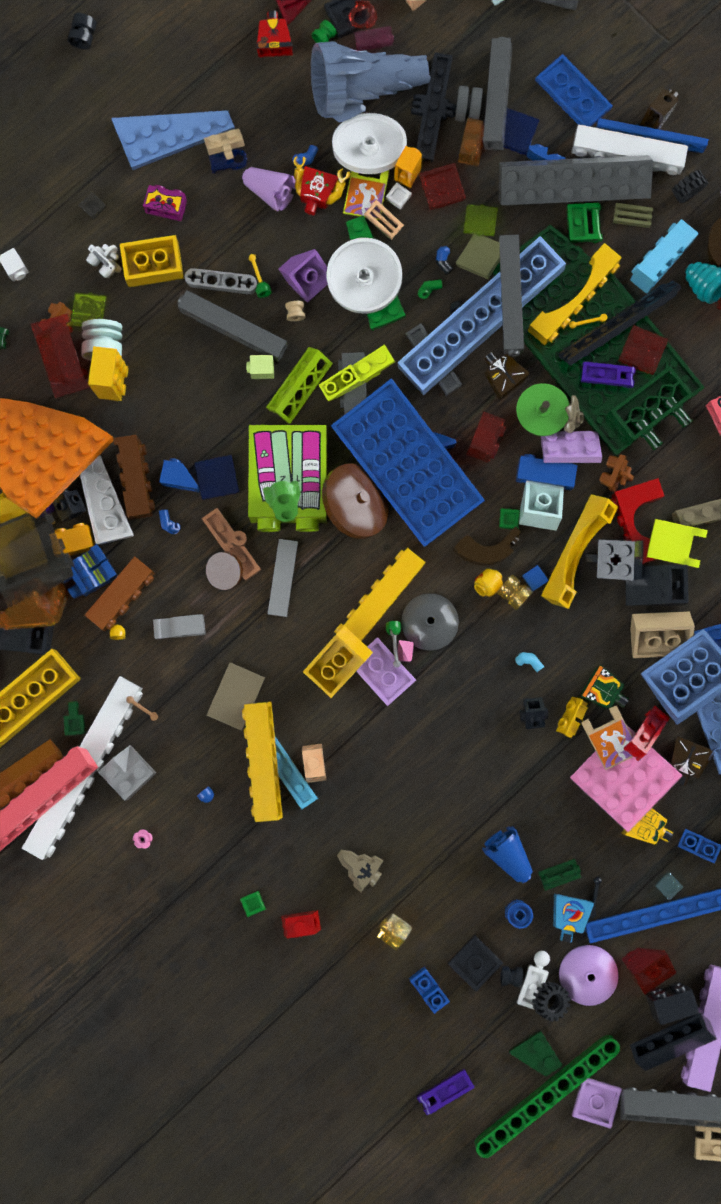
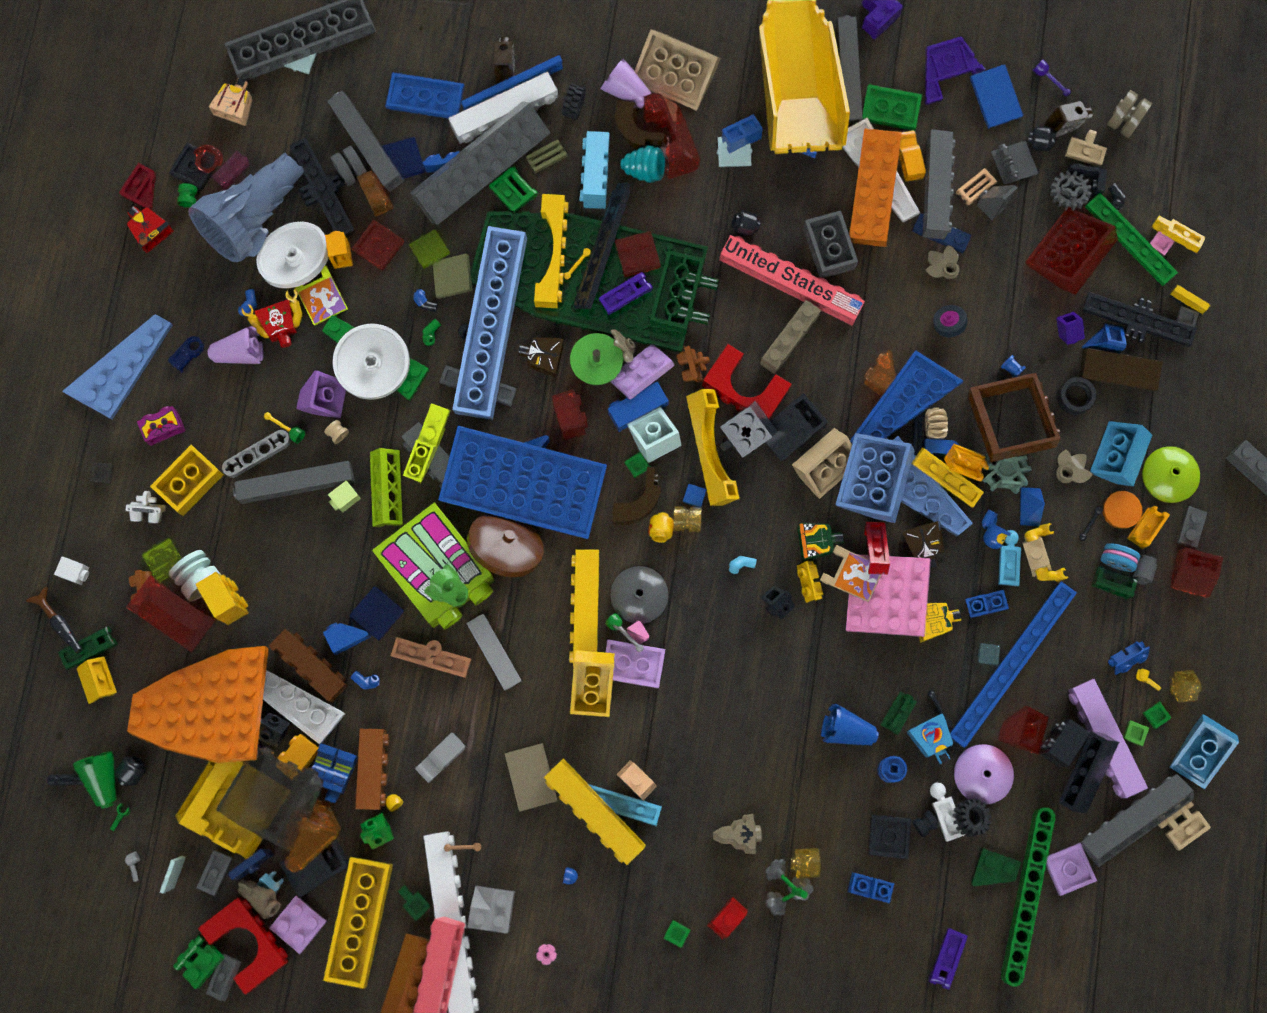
camera: 40 degrees left, 5 degrees down
(87, 644) = (376, 831): none -> green brick
(224, 143) = (172, 341): tan plate -> none
(224, 570) = (442, 683): tile -> none
(373, 946) = (799, 888): none -> dark grey plant
(395, 230) = (350, 306): light nougat tile -> none
(398, 196) = (348, 278): white tile -> none
(511, 295) = (502, 288): dark grey brick -> none
(673, 542) = (779, 384): neon yellow flag -> none

